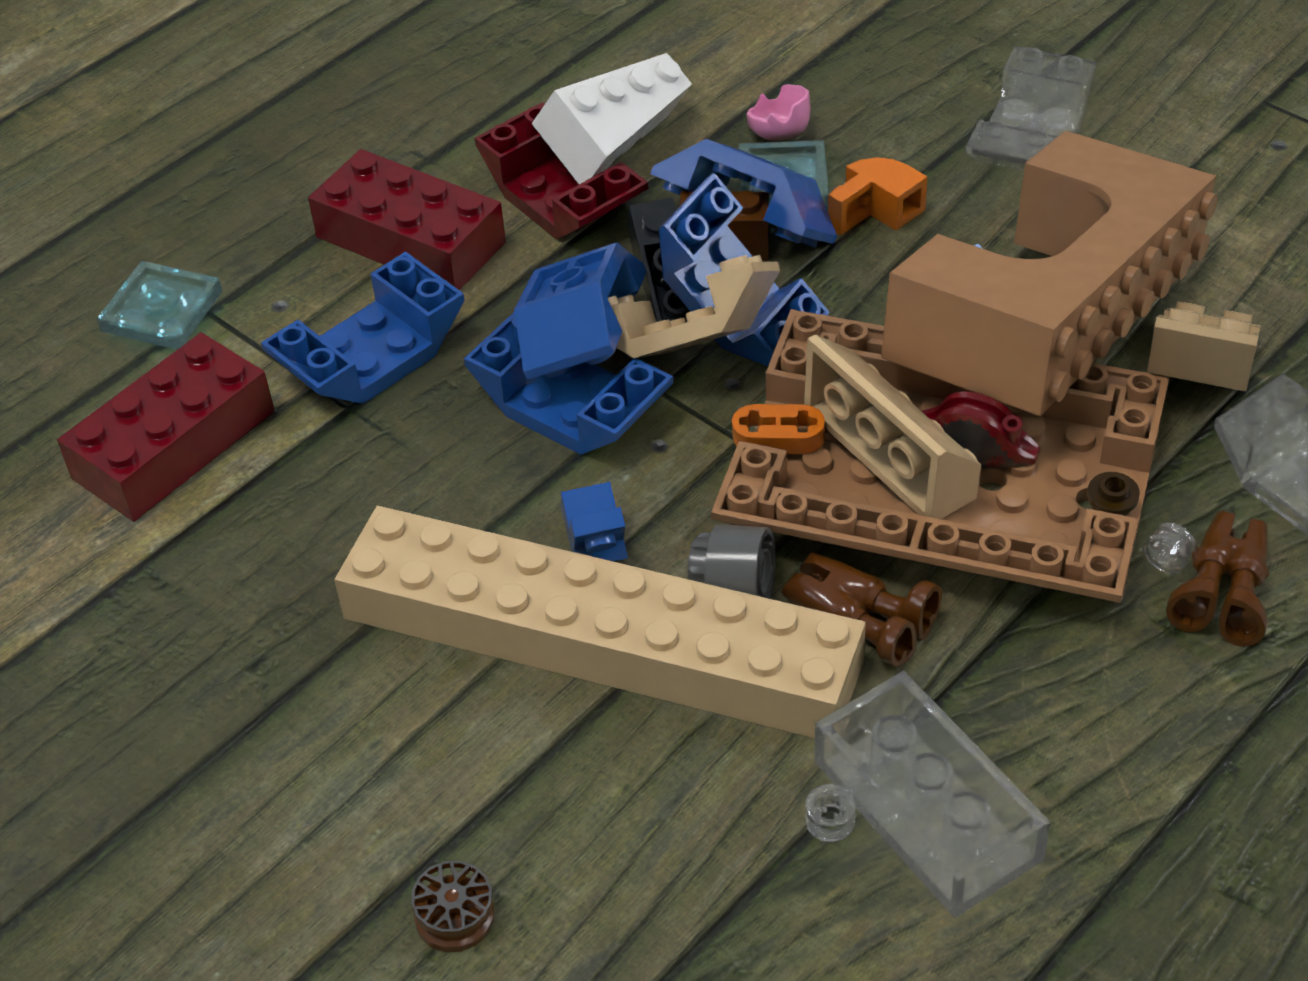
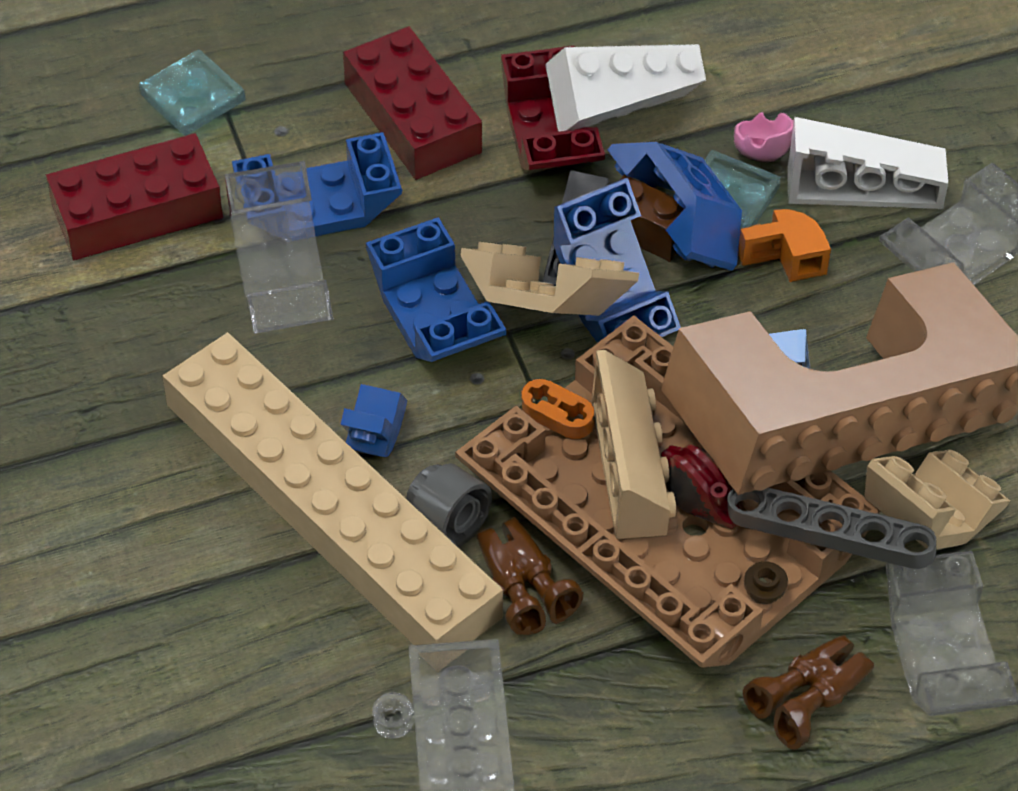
camera: 25 degrees right, 5 degrees up
(367, 402) = (277, 247): none -> clear slope
(453, 908) = (98, 652): reddish brown wheel -> none
(567, 310) = (449, 241): blue slope -> none
(893, 103) = (863, 169): none -> white wedge
(1166, 391) = (846, 539): none -> dark grey beam
(1170, 548) = (784, 644): clear bush -> none

